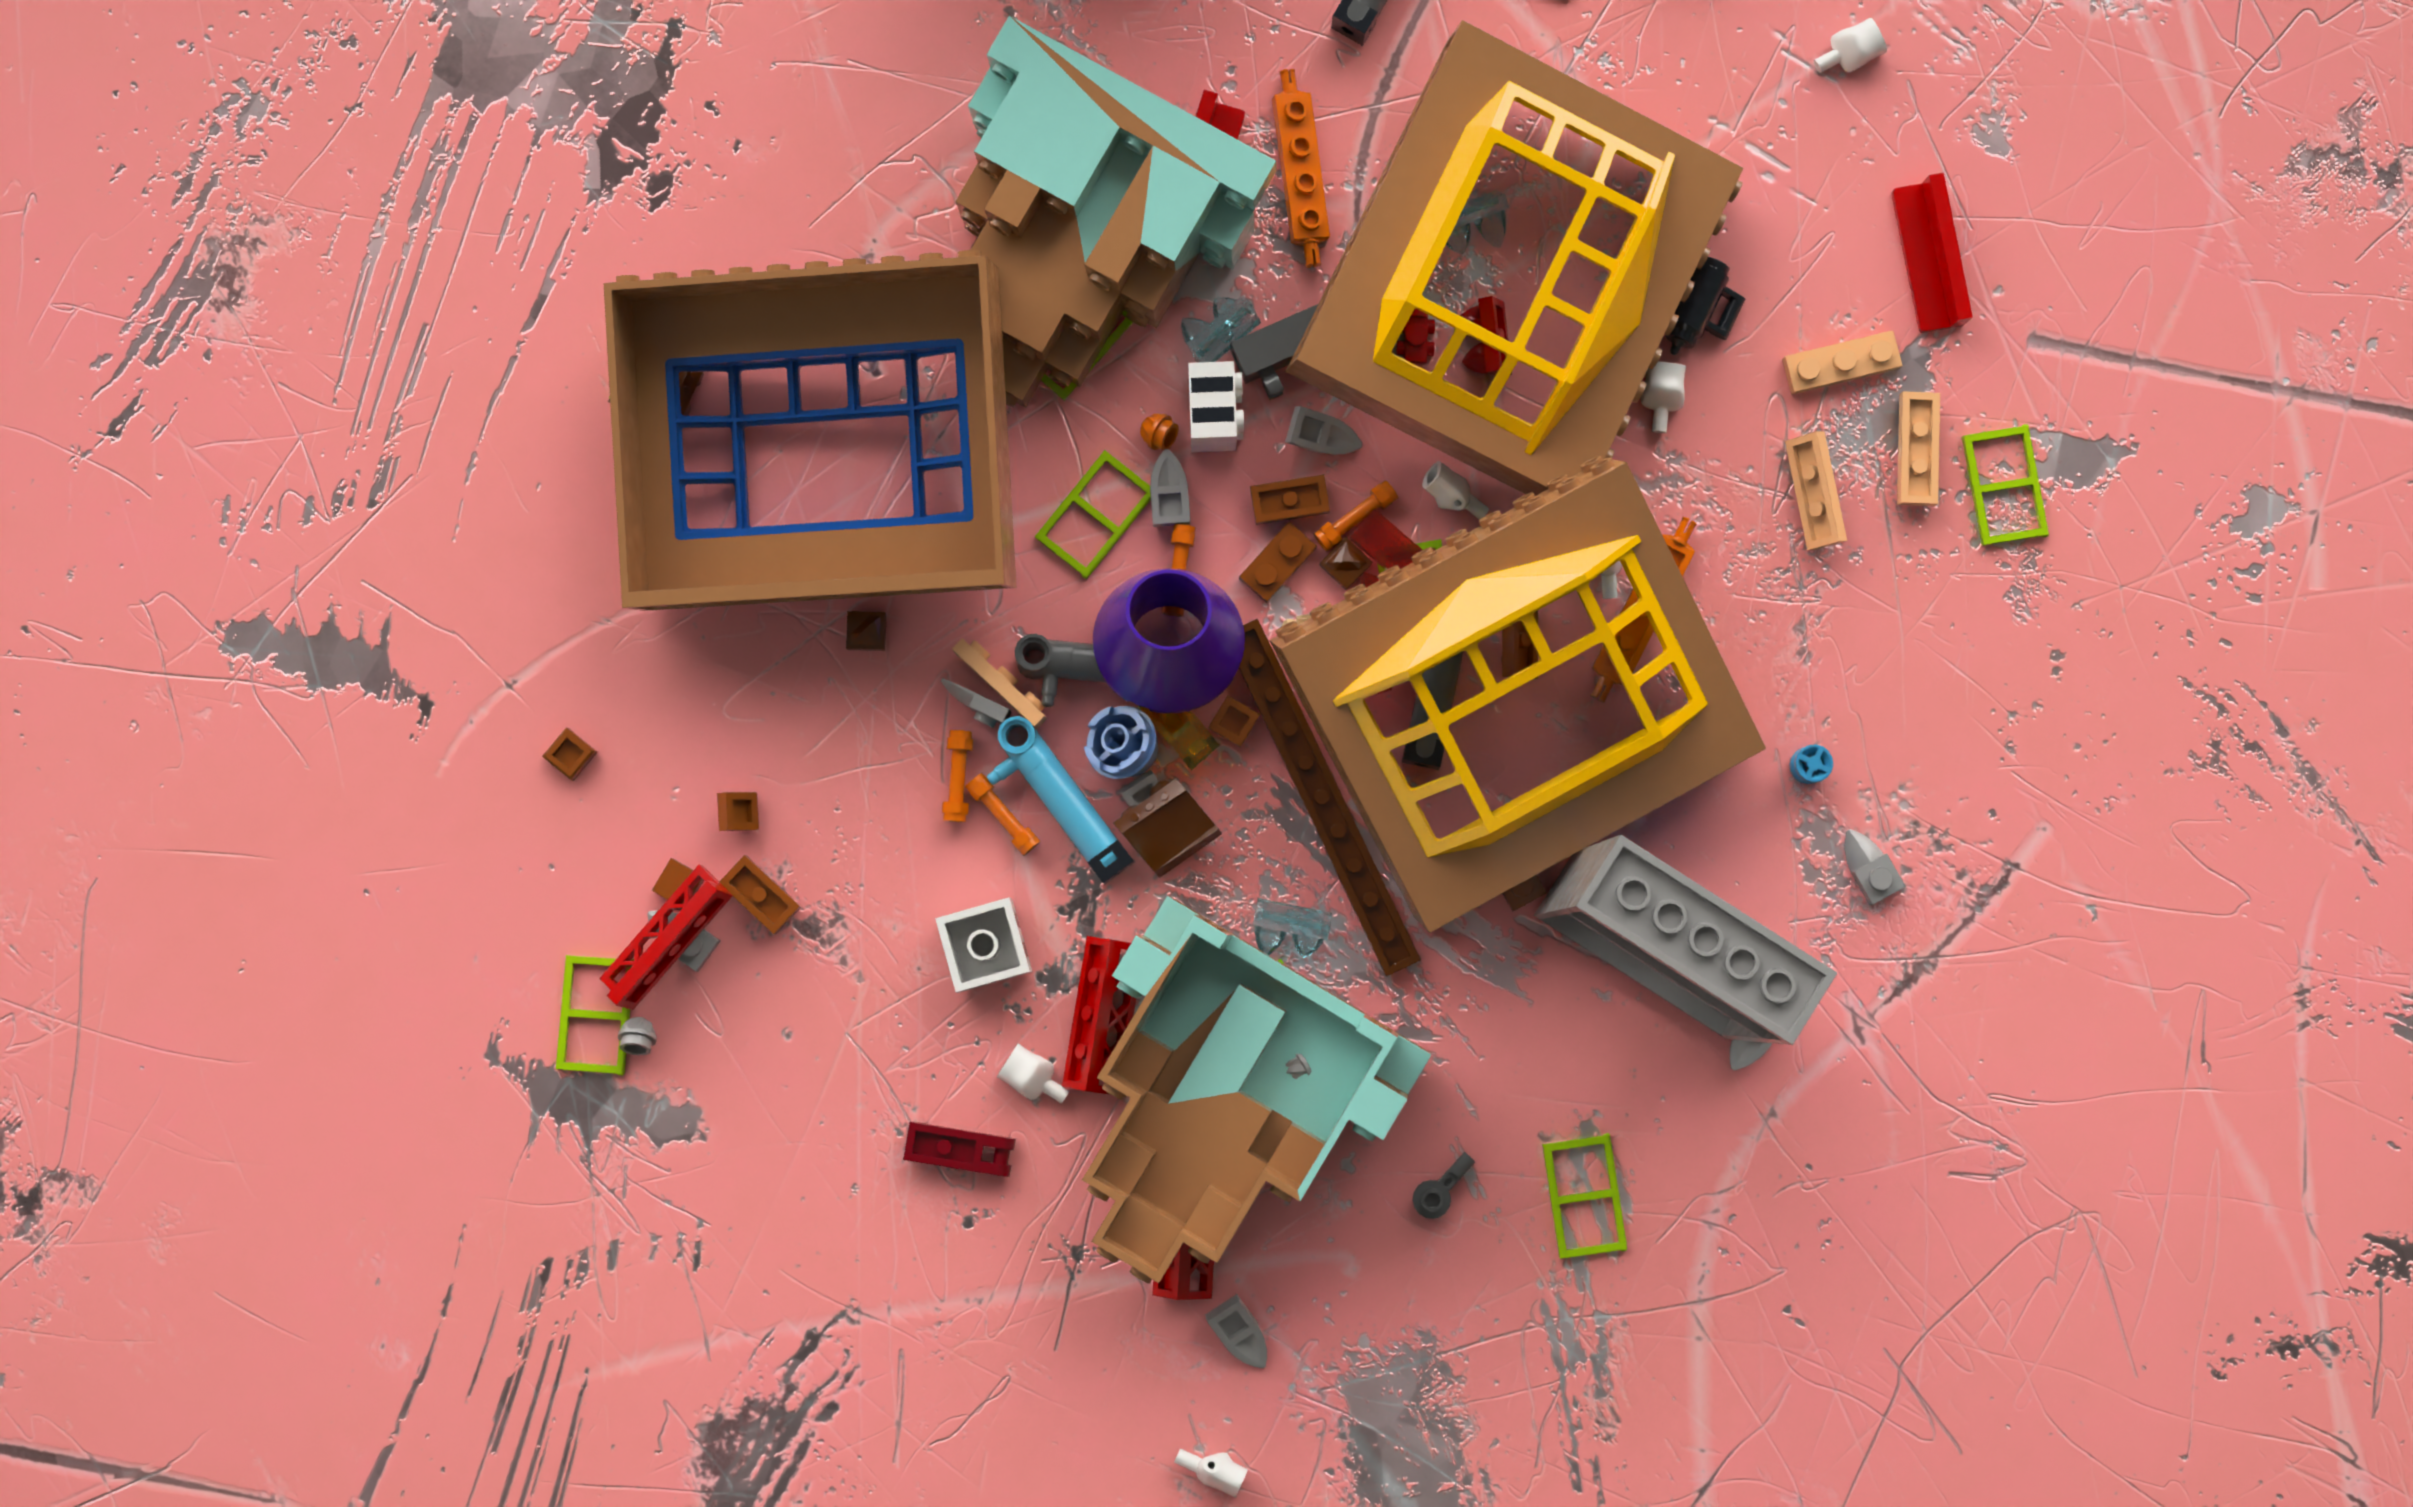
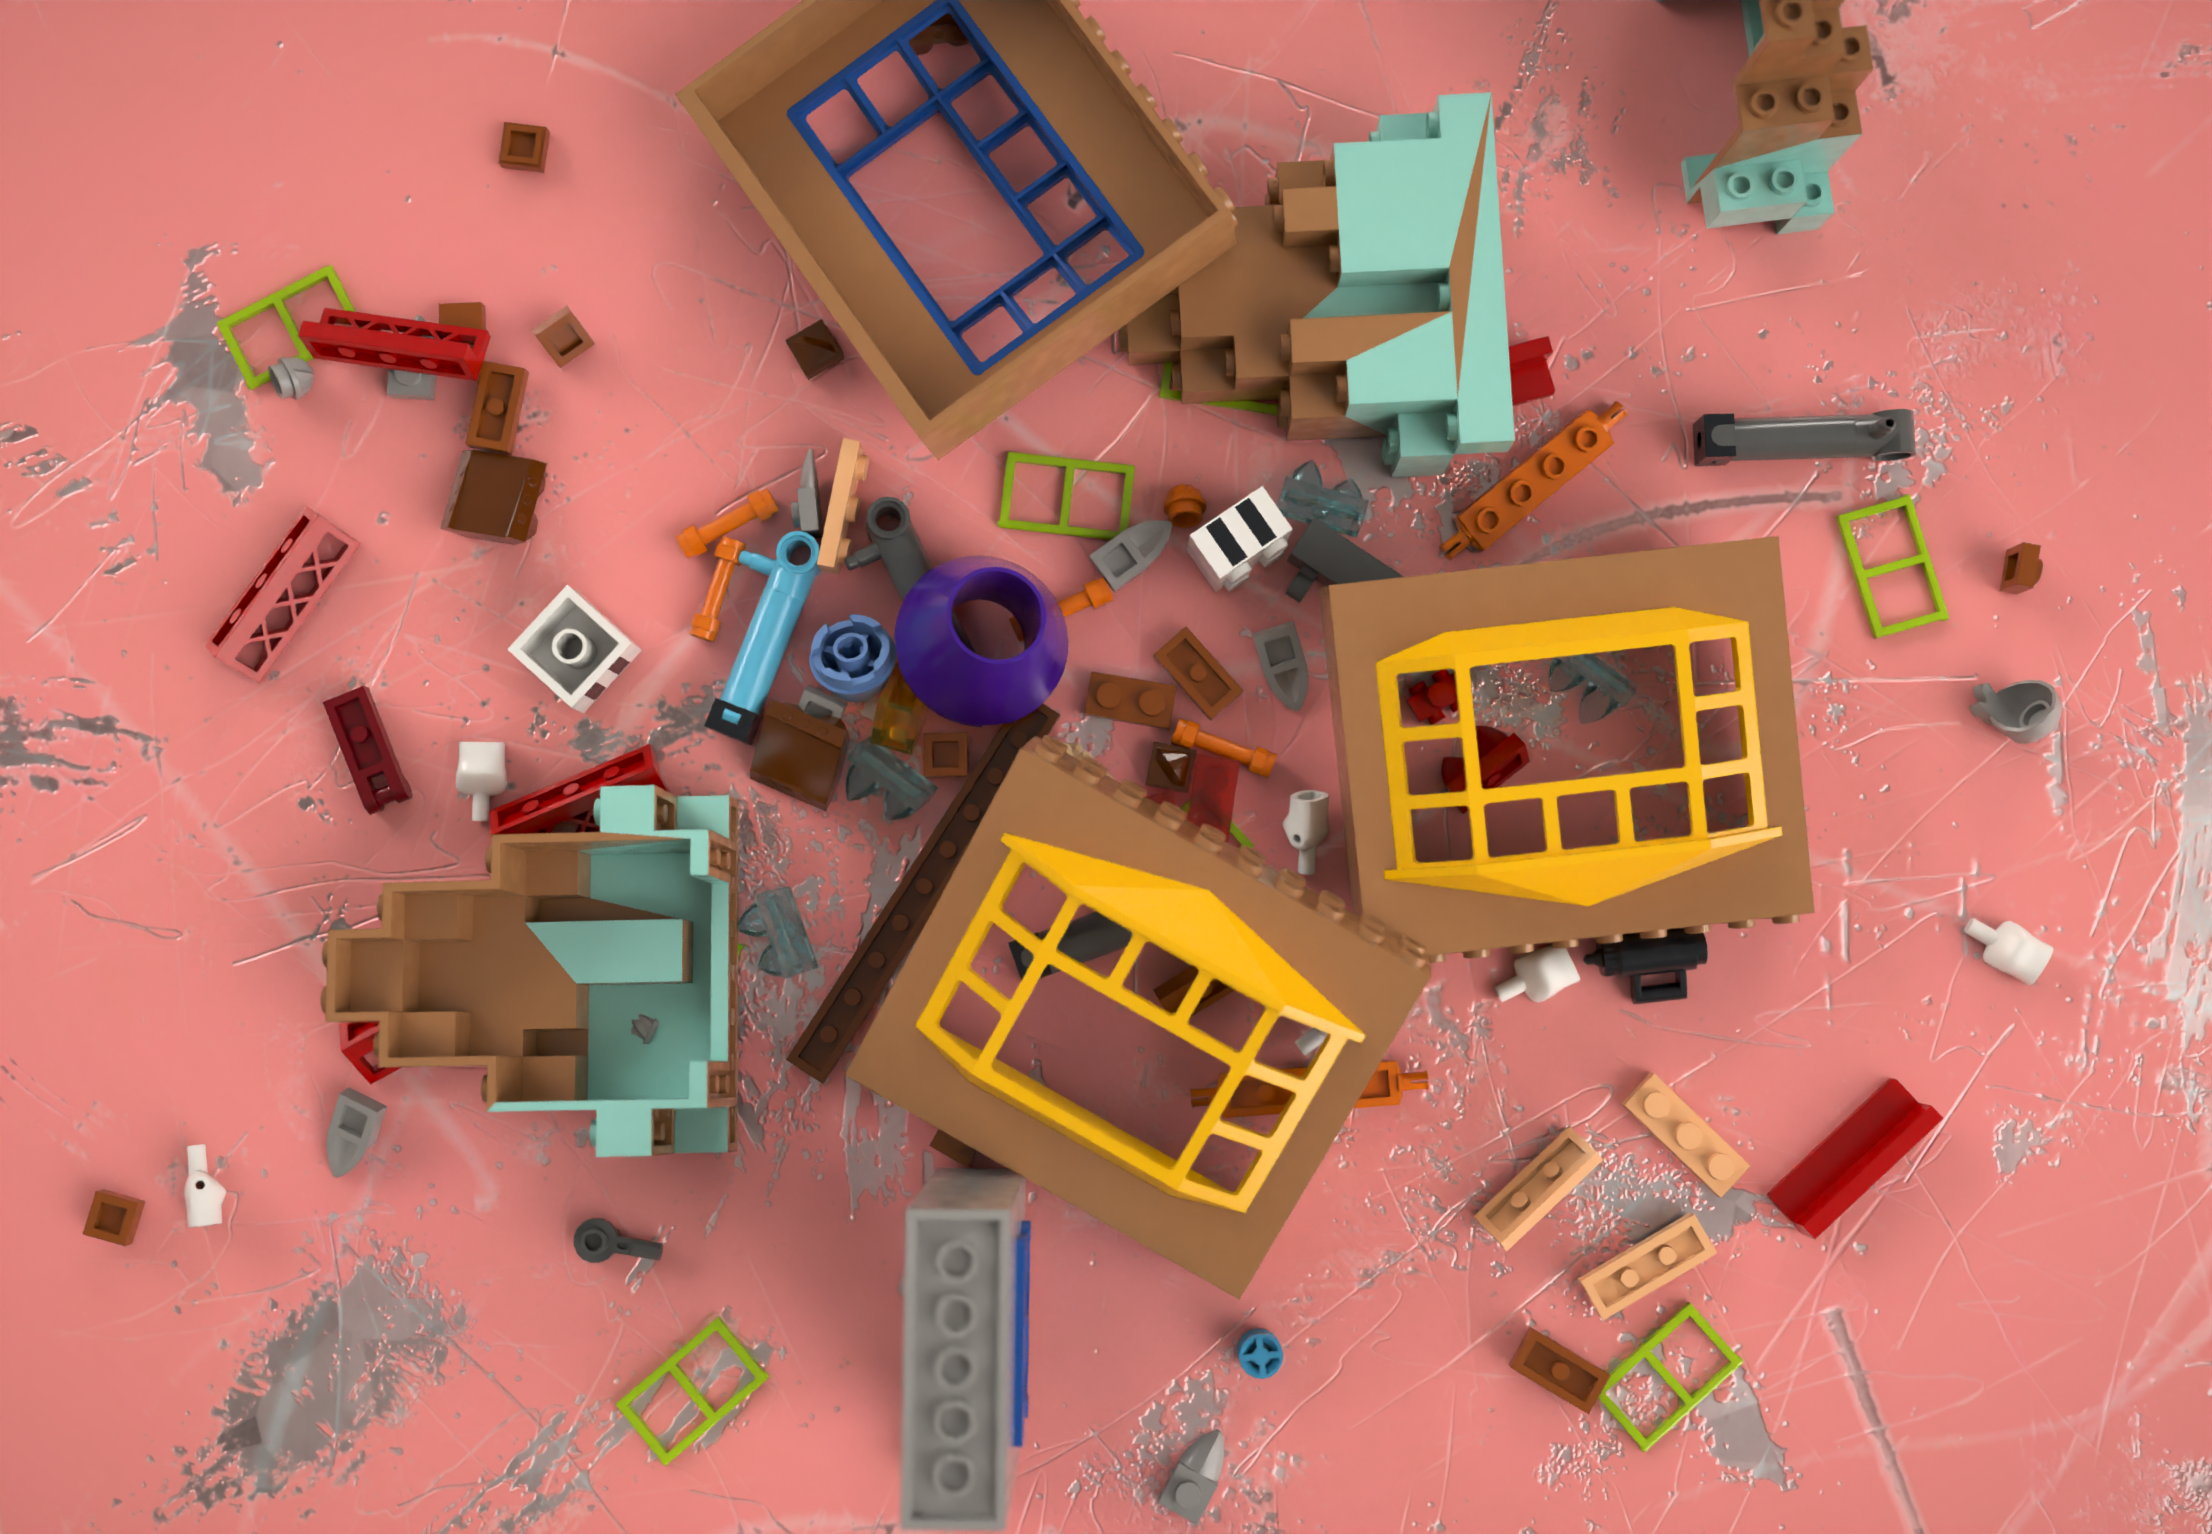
camera: 60 degrees right, 0 degrees up
(787, 1143) = (269, 585): none -> fence
(826, 938) = (494, 497): none -> reddish brown slope
(1210, 777) = (877, 767): none -> clear light blue tile
(1954, 558) = (1559, 1370): none -> dark orange plate

